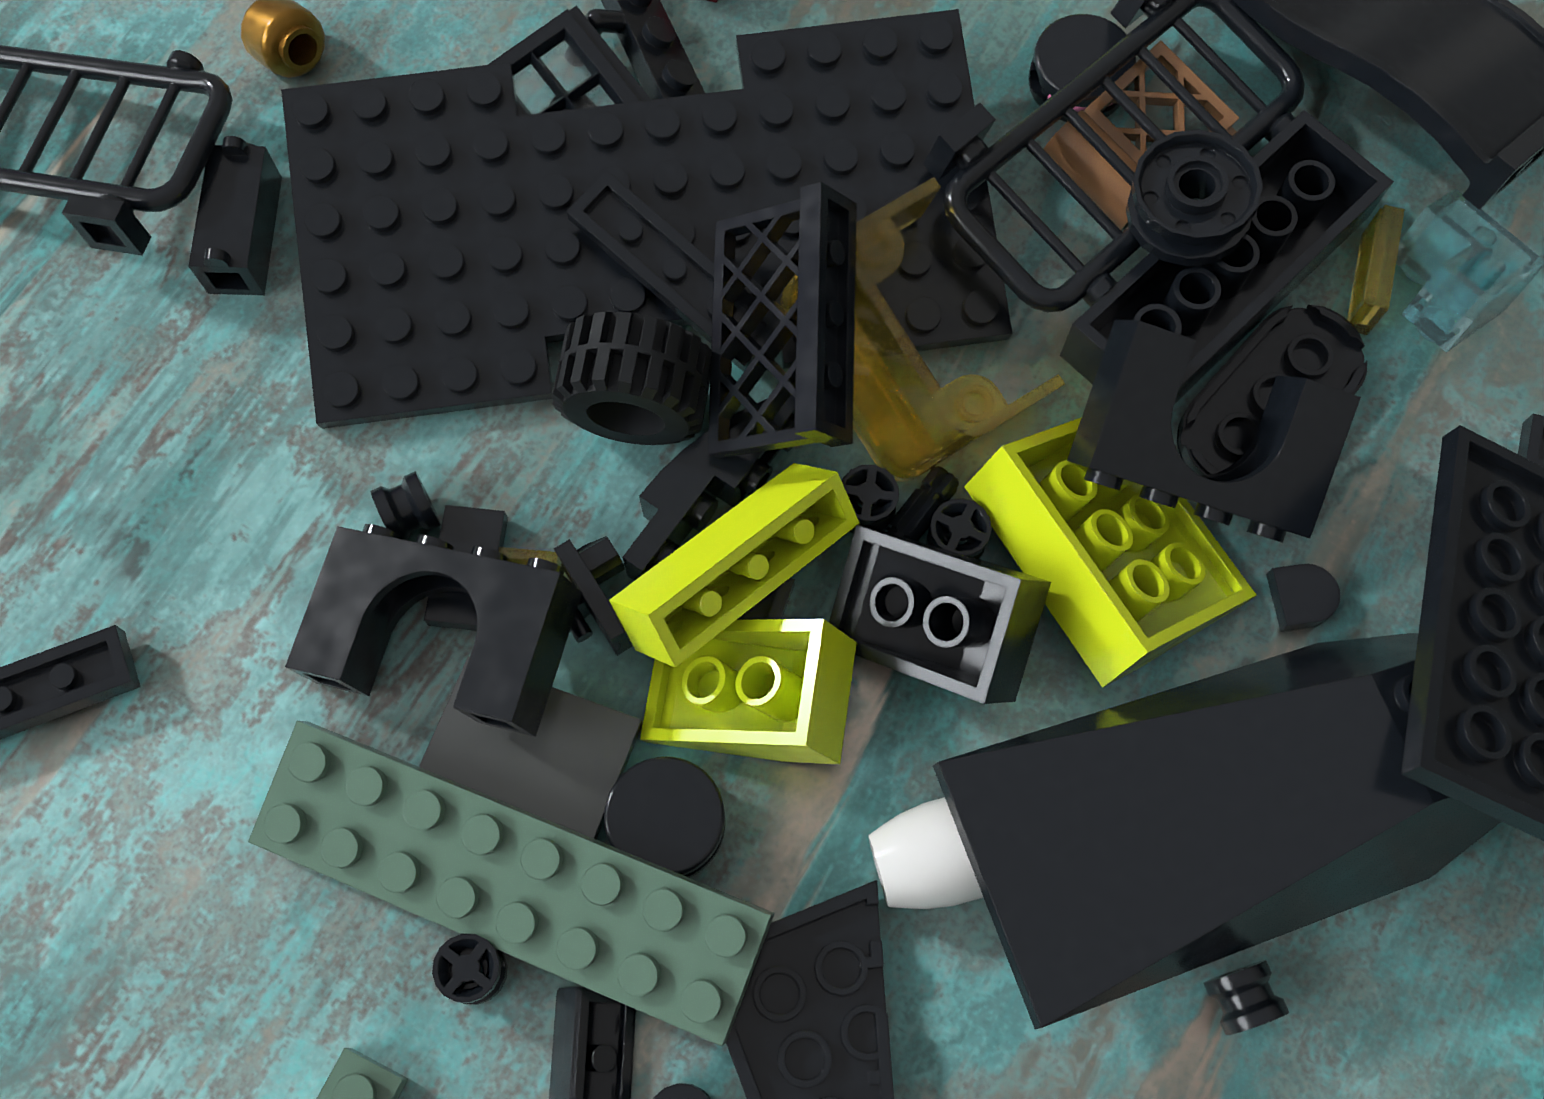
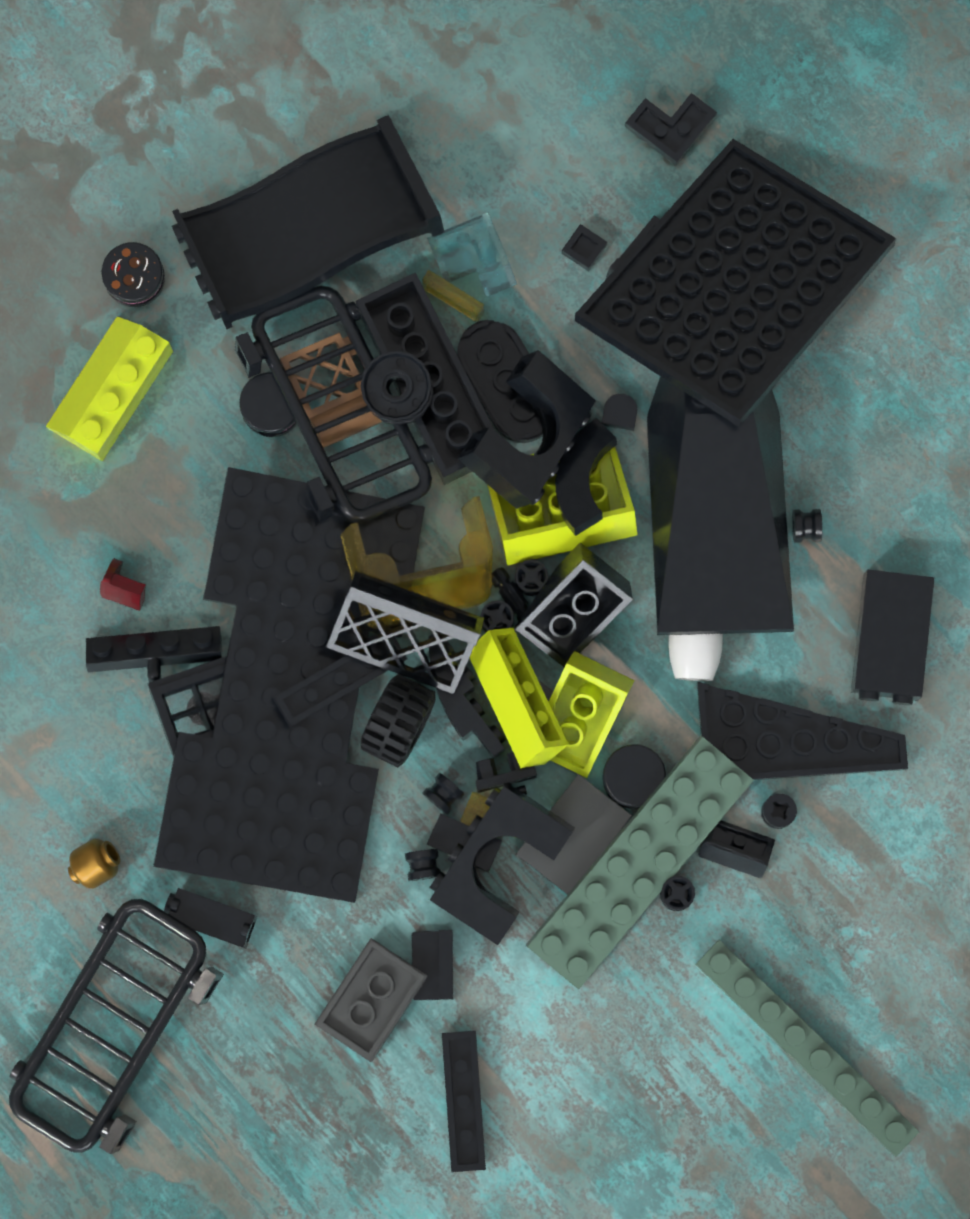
camera: 70 degrees left, 10 degrees up
(157, 500) = (371, 1000): none -> dark grey tile
(238, 584) = (434, 956): none -> black panel
(537, 503) = (443, 793): none -> black wheel
(1158, 536) = (574, 476): none -> black tile

